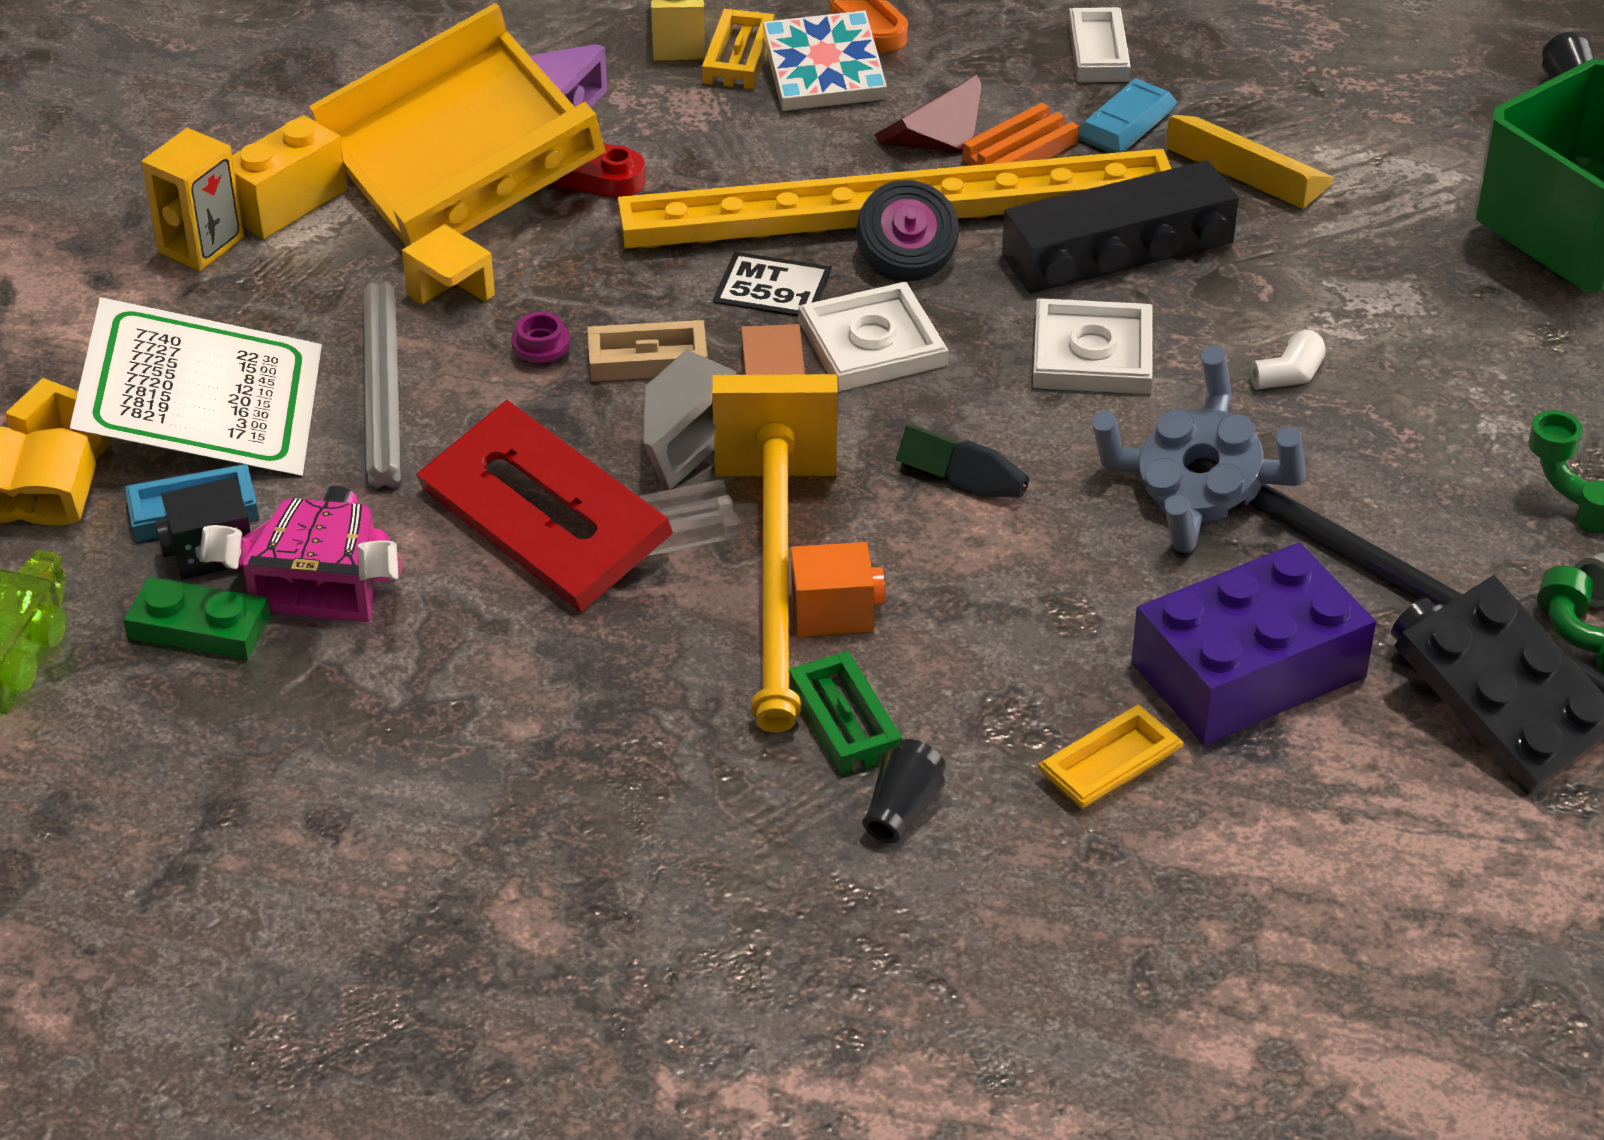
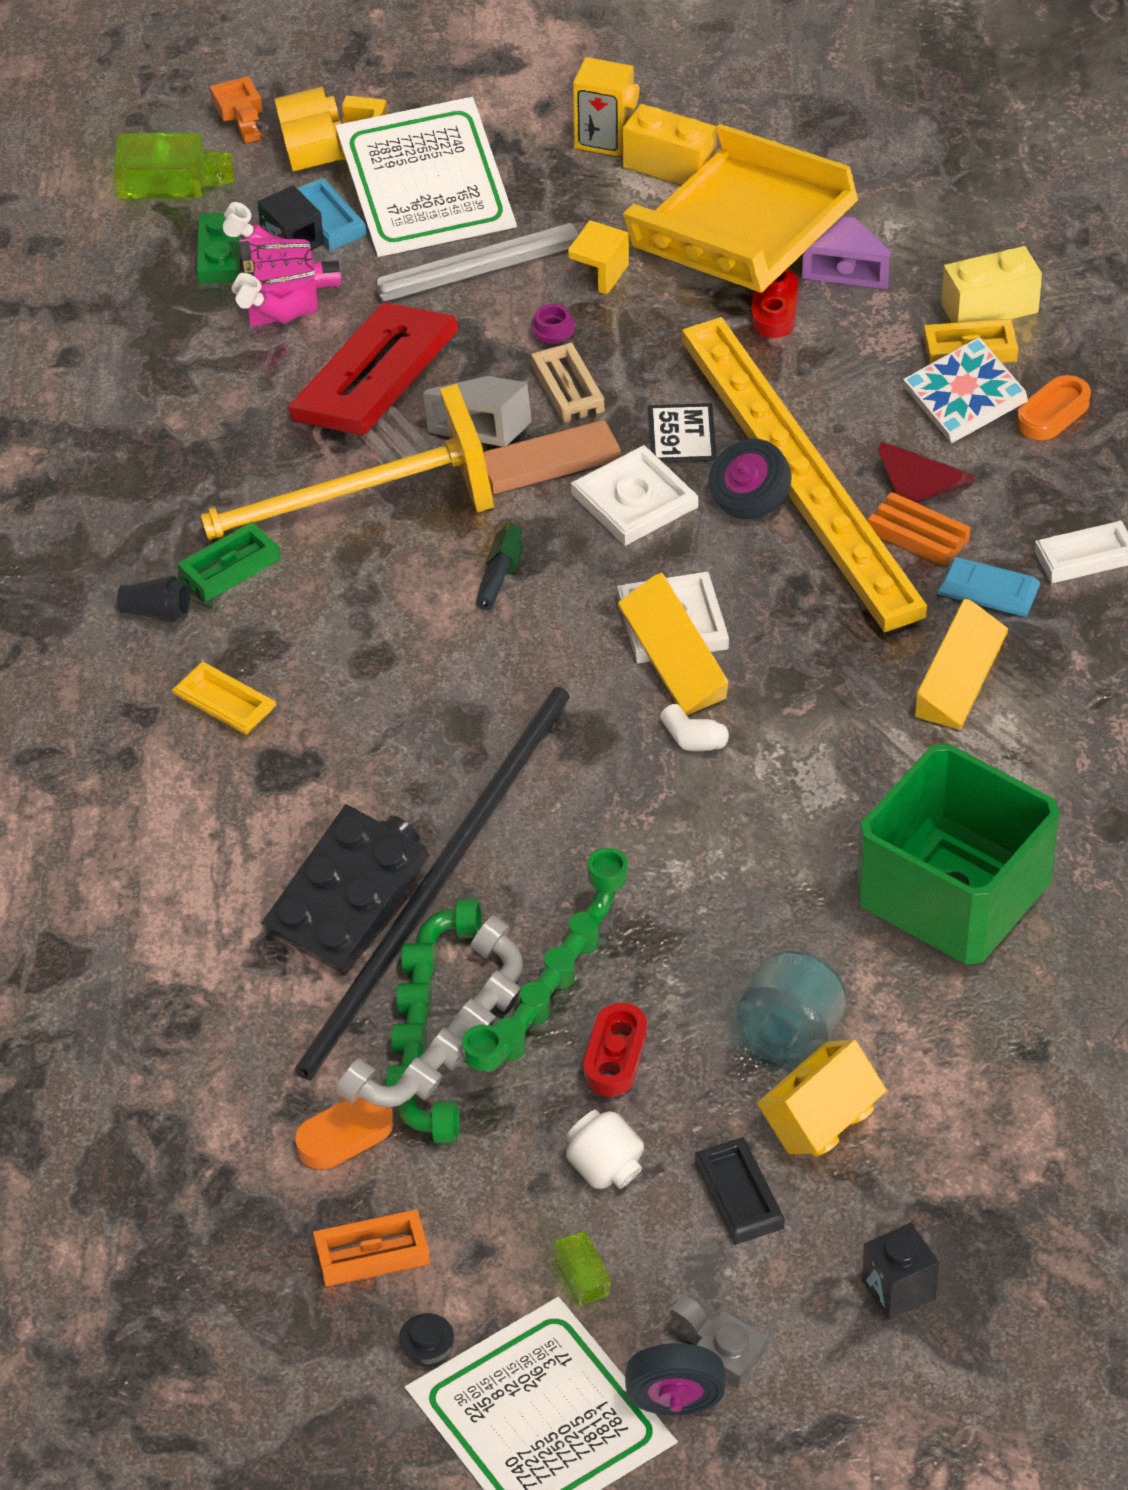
camera: 75 degrees right, 5 degrees up
(835, 589) = (332, 523): orange brick -> none
(1119, 226) = (814, 599): black brick -> none
(1164, 332) = (674, 645): none -> yellow slope
(1197, 434) = (541, 670): sand blue plate -> none
(1252, 642) = (345, 743): dark purple brick -> none

